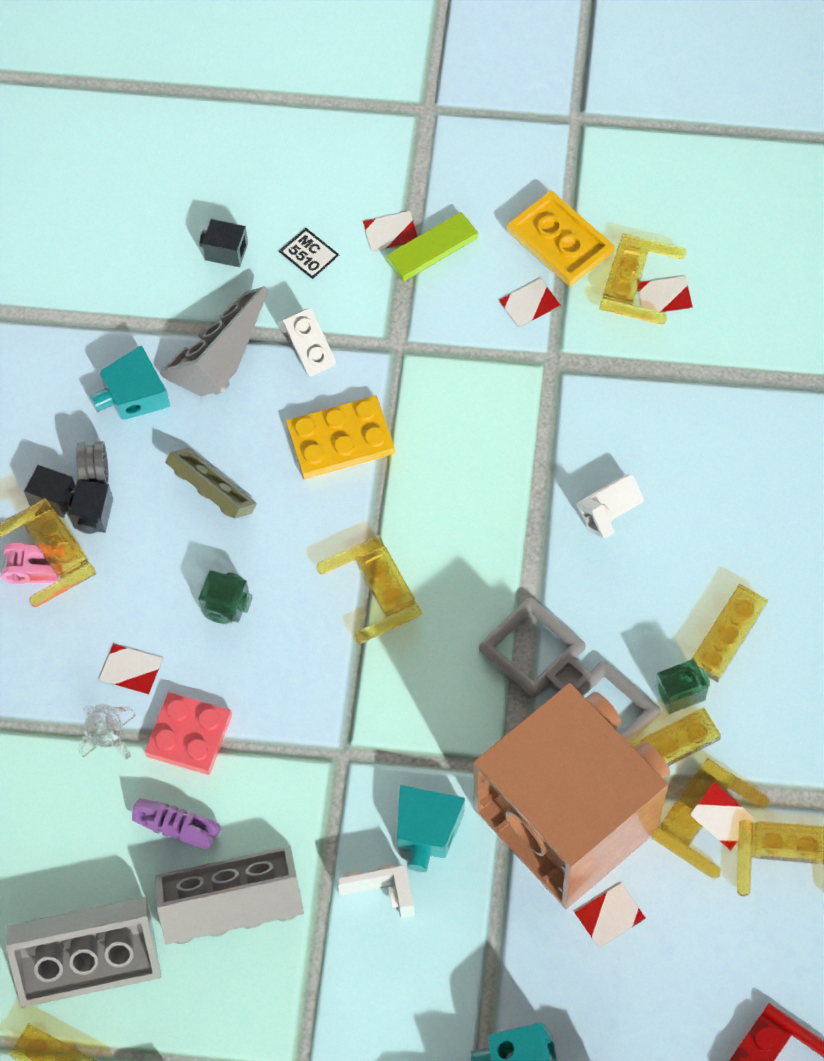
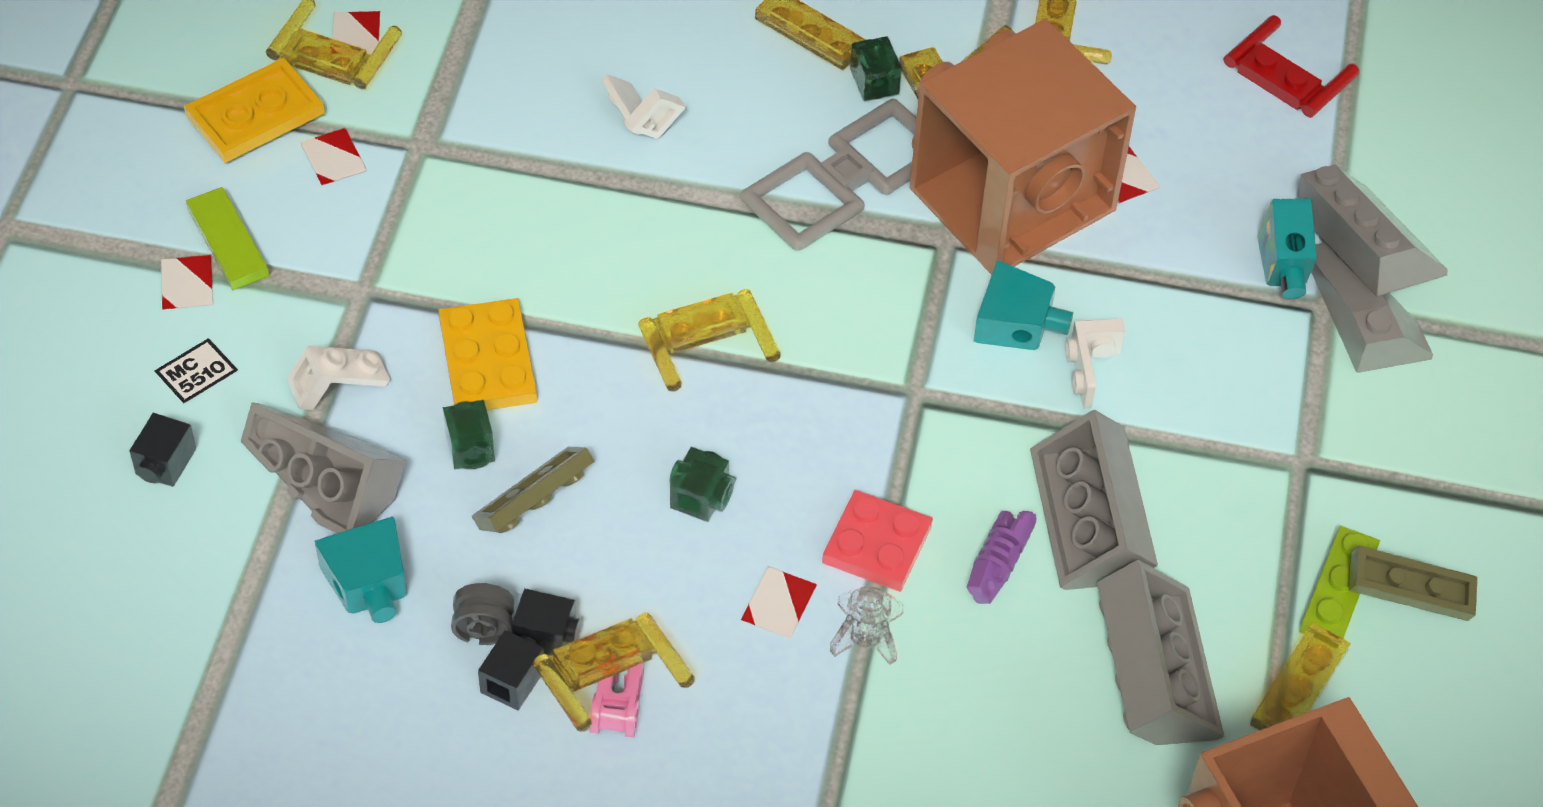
camera: 90 degrees left, 10 degrees down
(253, 432) = (469, 434): none -> clear green brick

